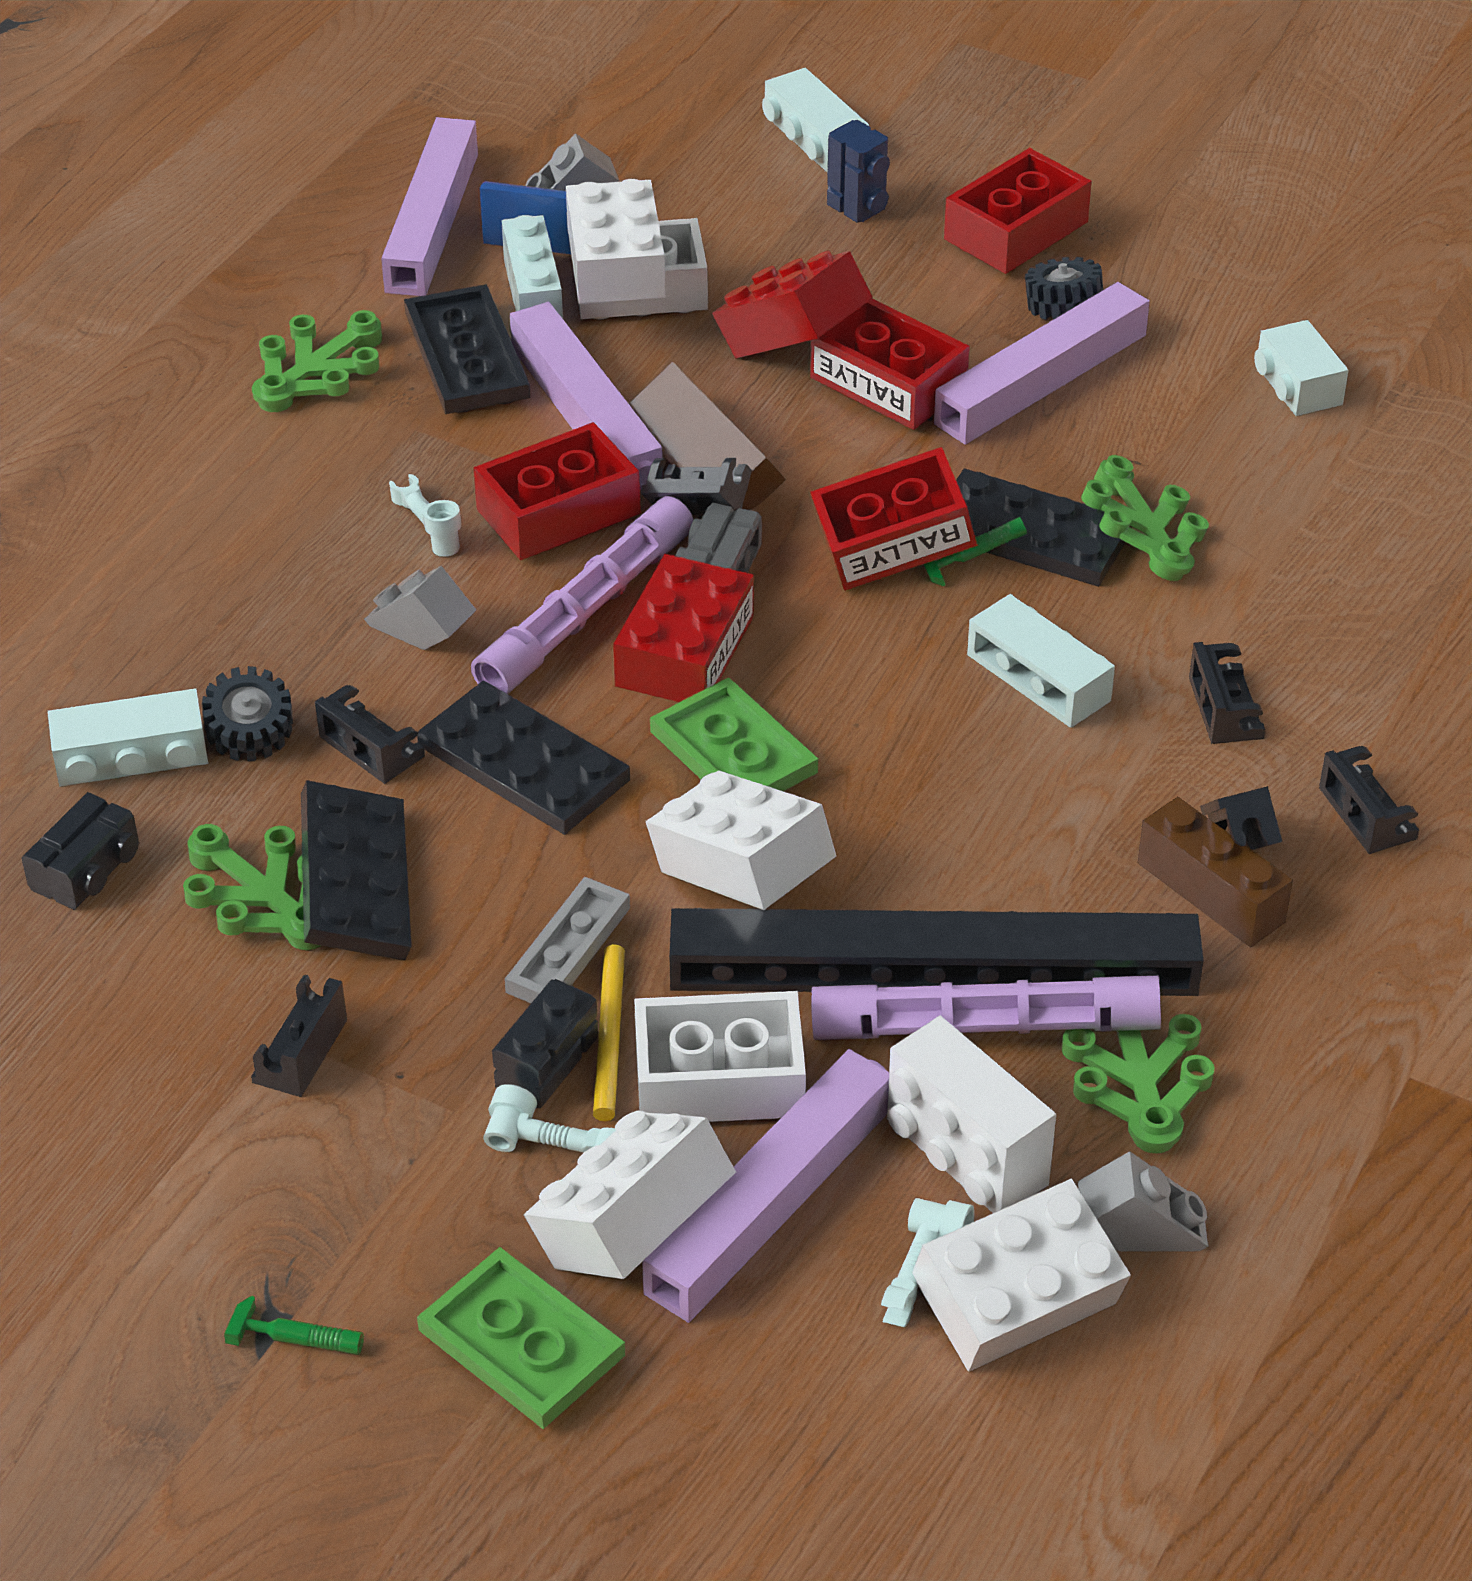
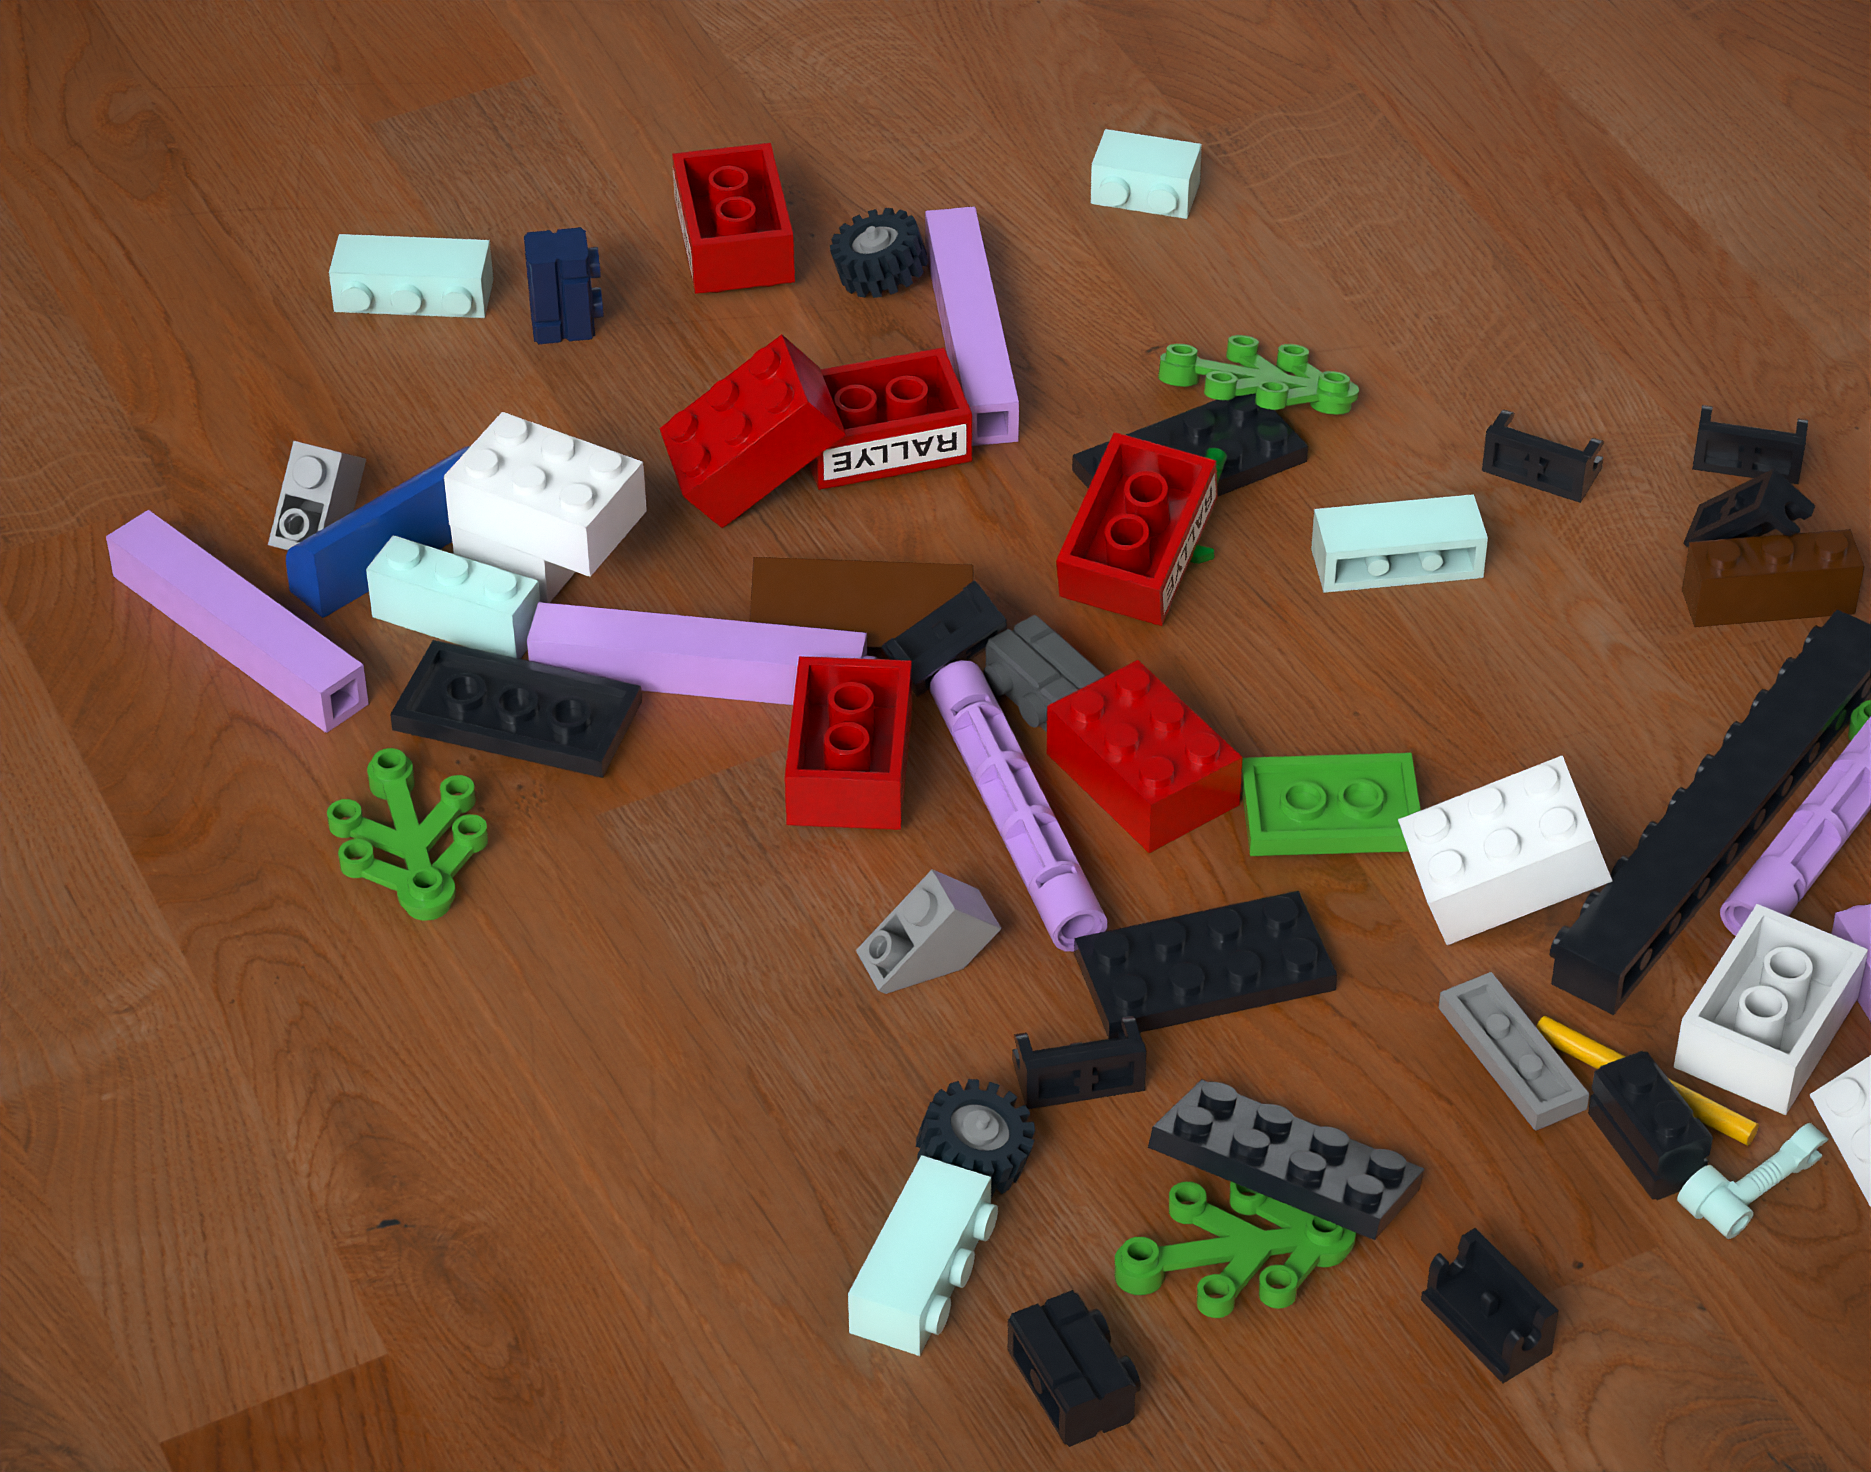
camera: 55 degrees left, 0 degrees up
(439, 517) = (808, 855): light aqua brick -> none

